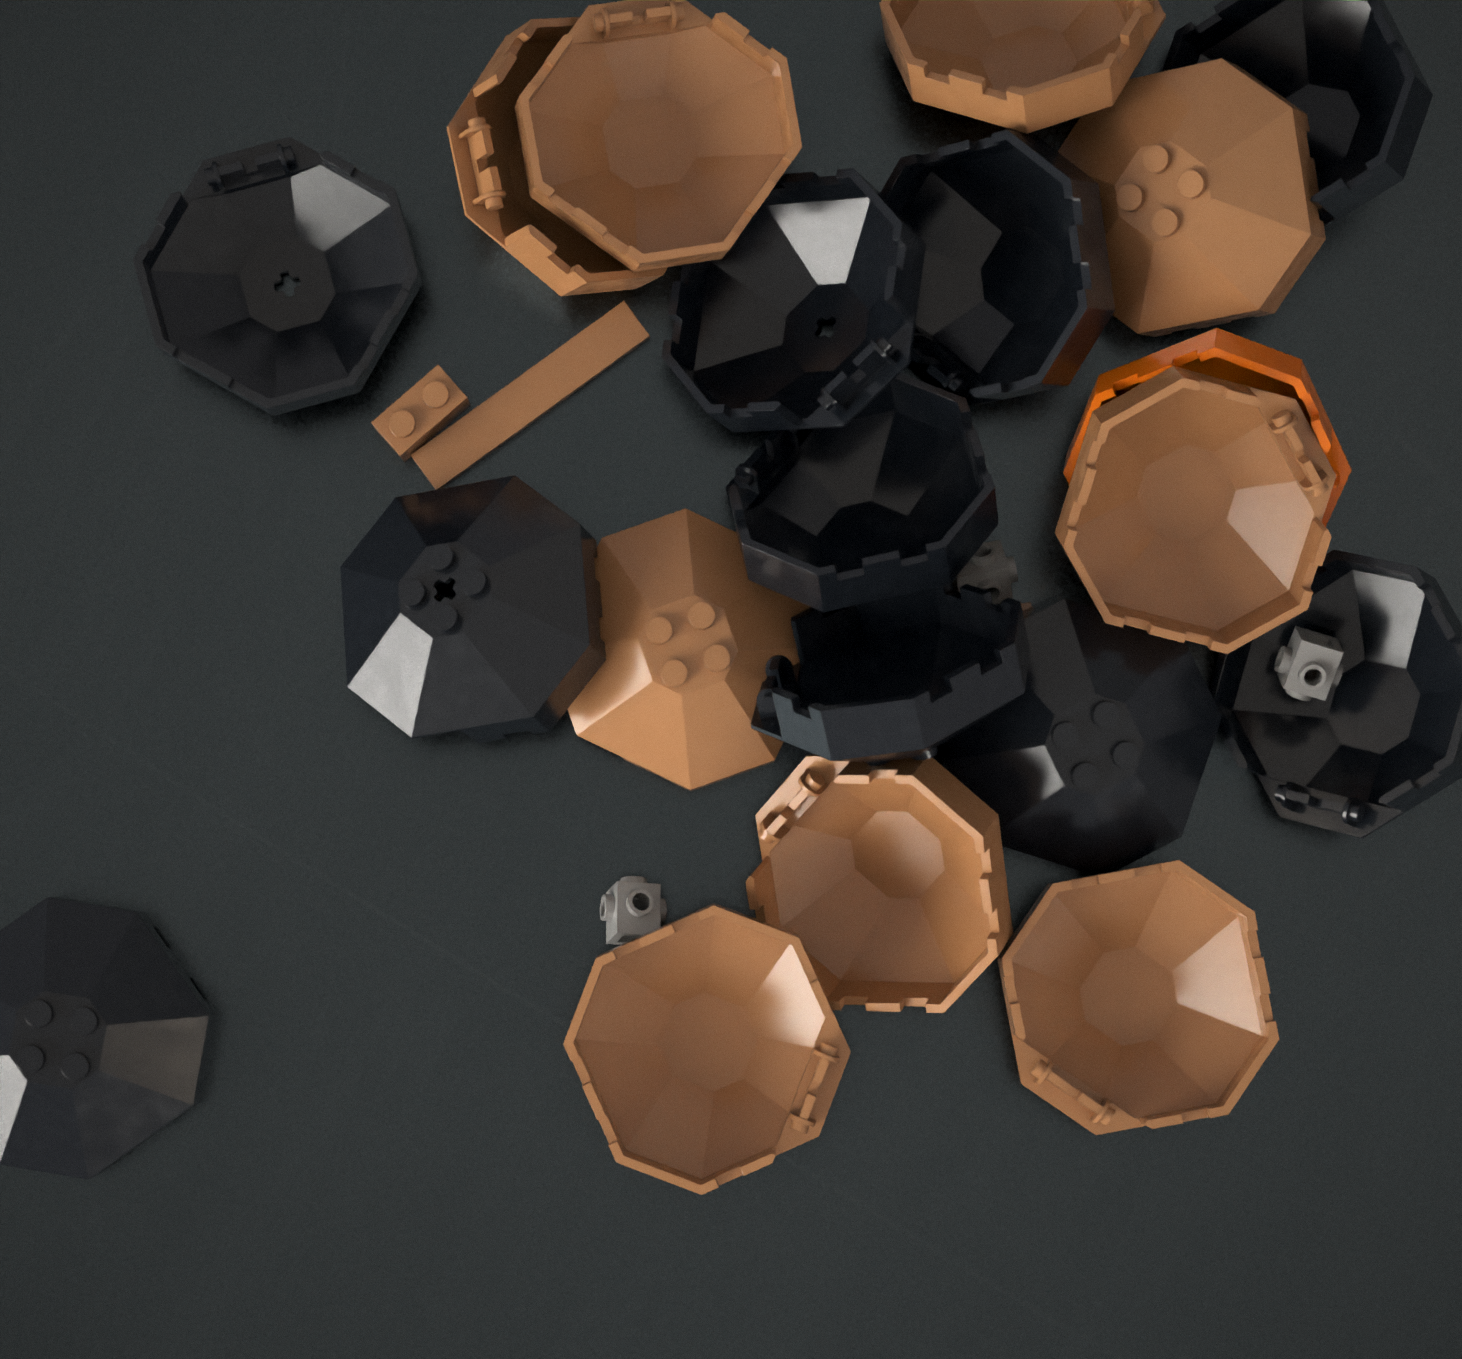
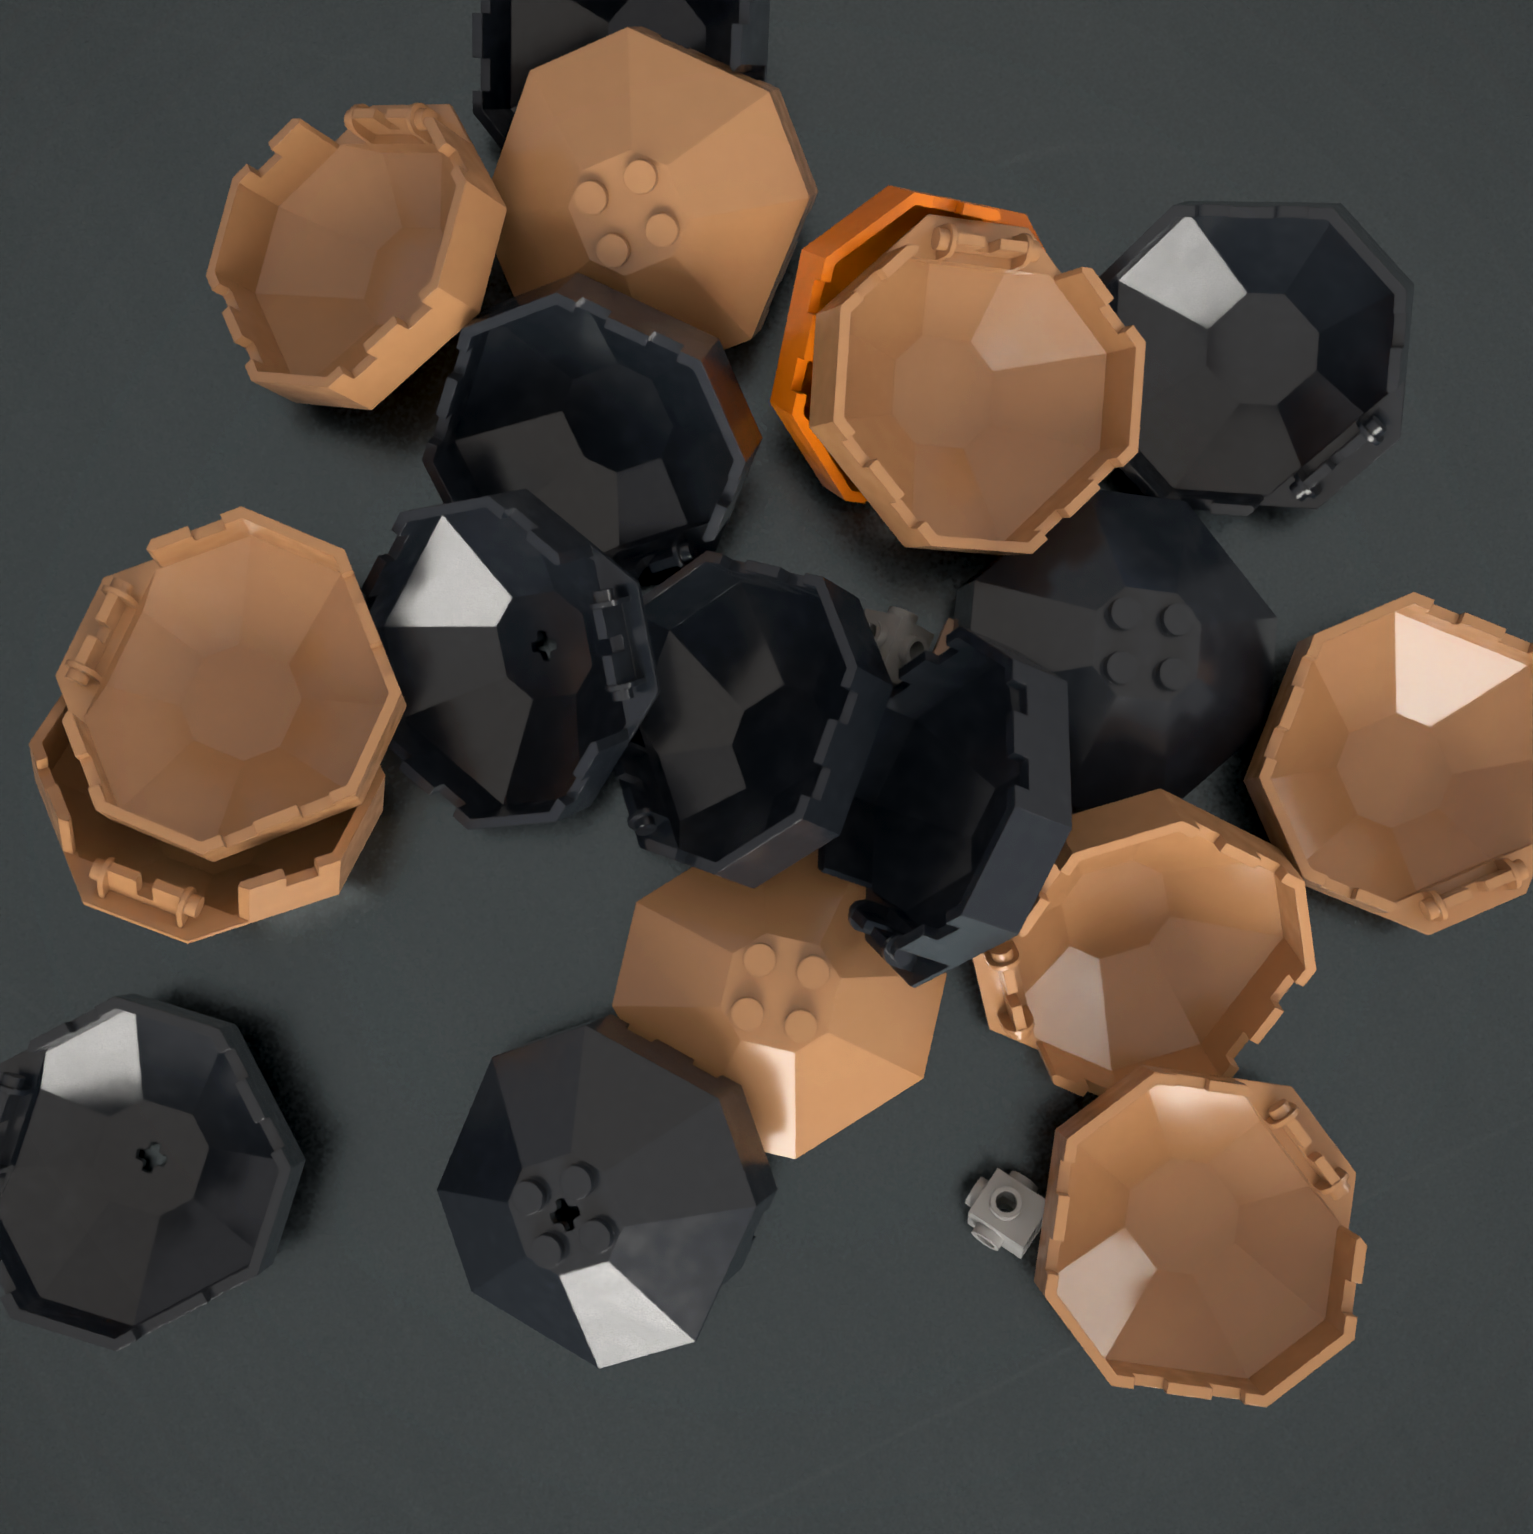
camera: 55 degrees left, 0 degrees up
(421, 413) = (368, 1106): medium nougat brick -> none
(530, 396) = (423, 983): medium nougat tile -> none
(1309, 664) = (1185, 383): light grey brick -> none

